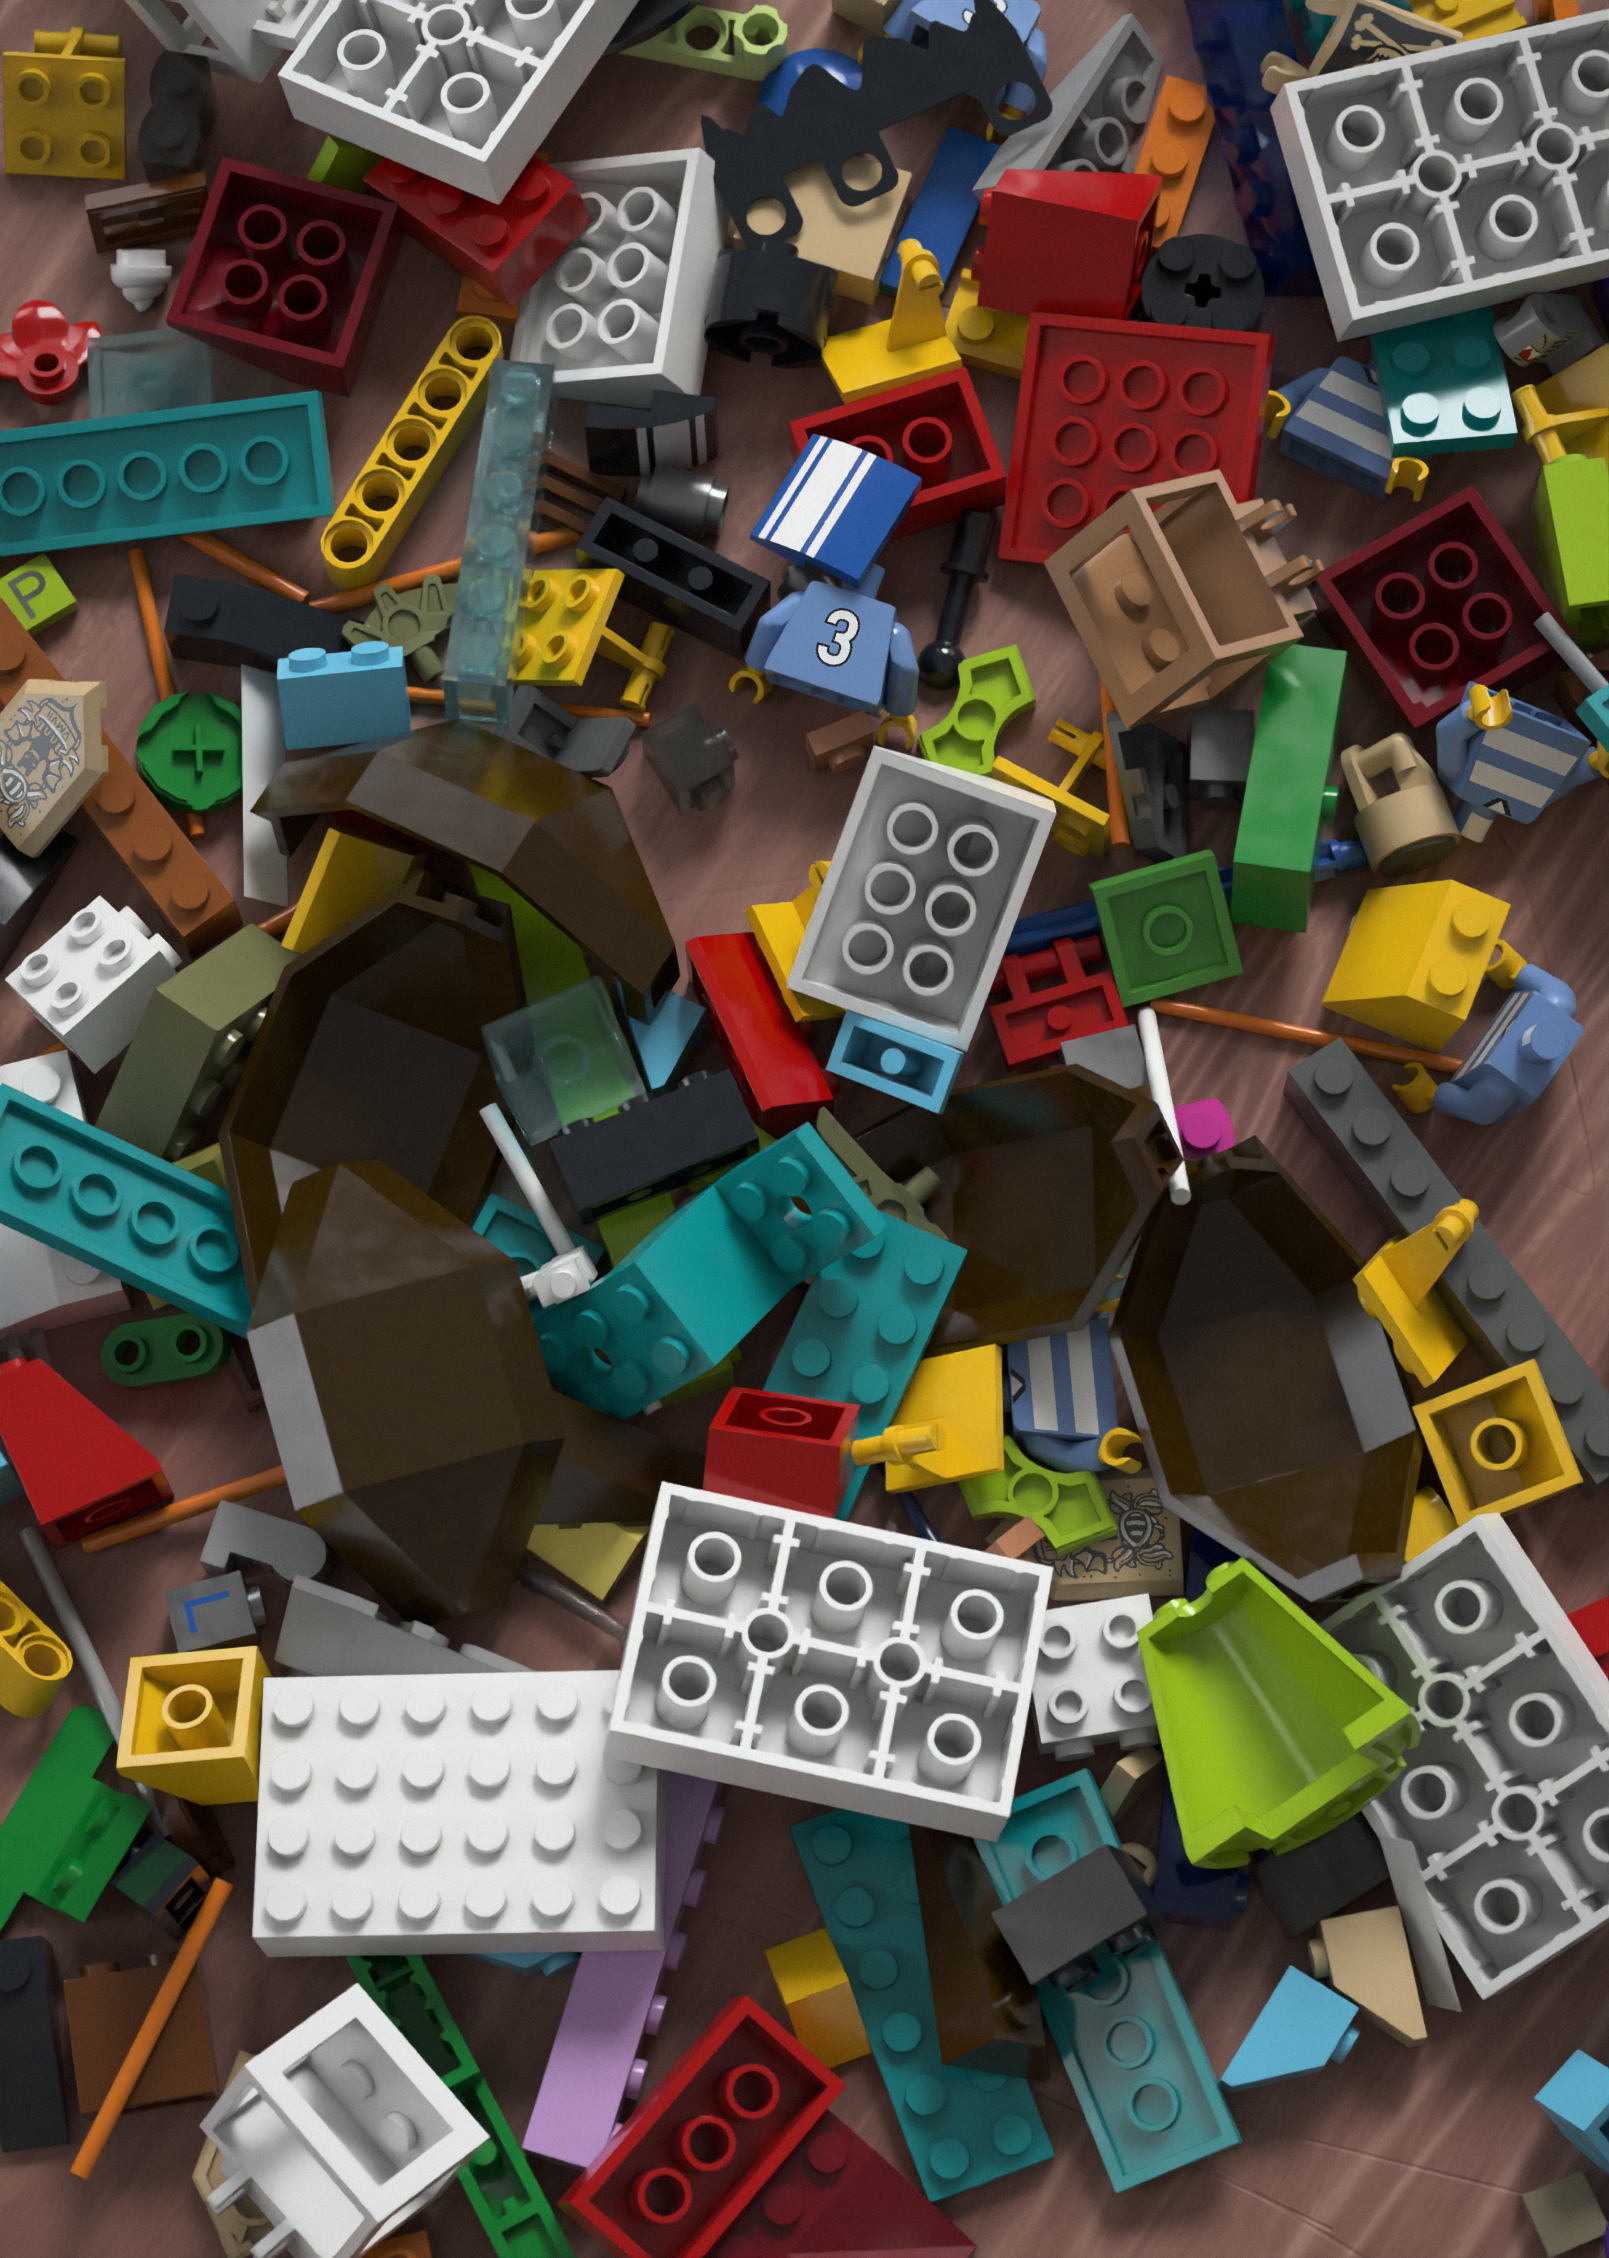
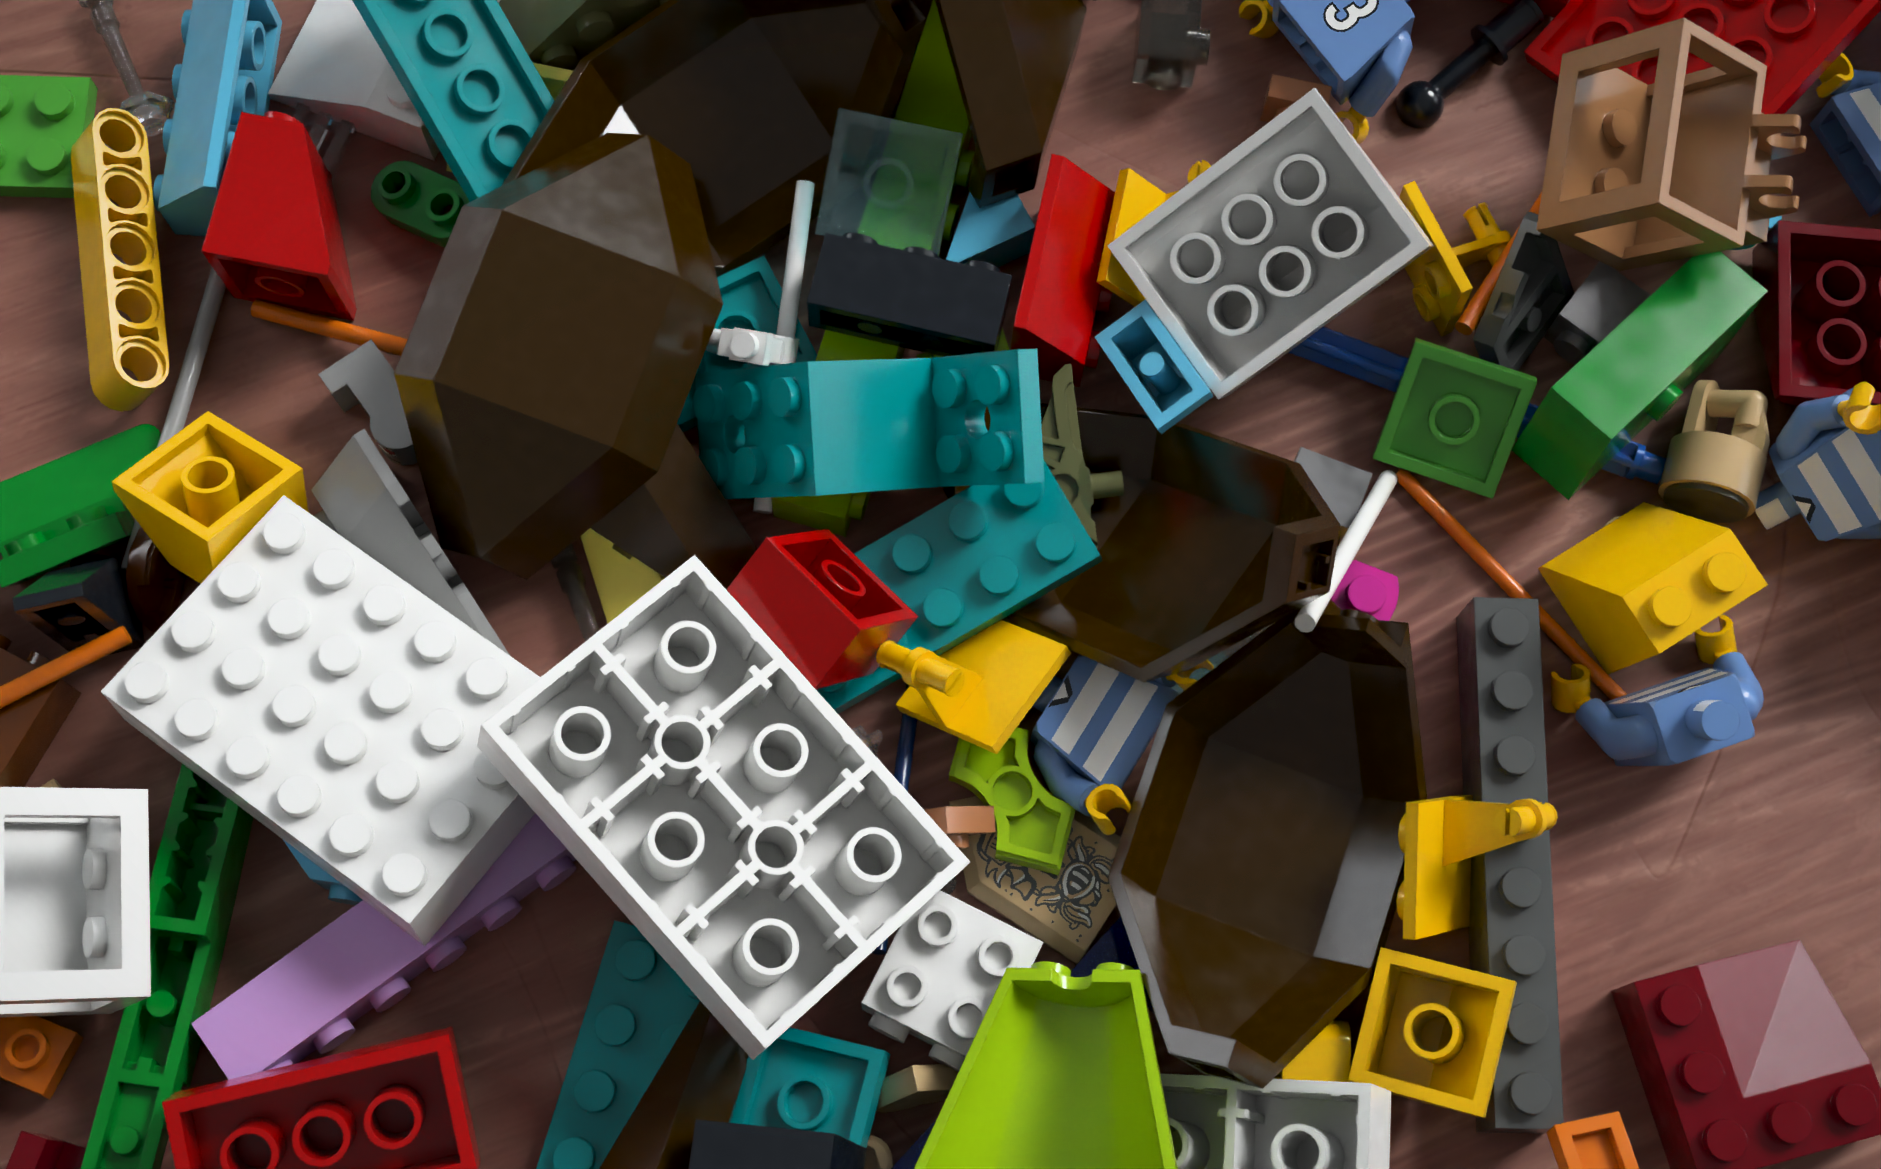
camera: 30 degrees right, 0 degrees up
(216, 1614) = (300, 425): flat silver brick -> none
(819, 1998) = (526, 1079): yellow slope -> none
(989, 697) = (1439, 153): lime tile -> none
(1036, 1023) = (1292, 420): red plate -> none

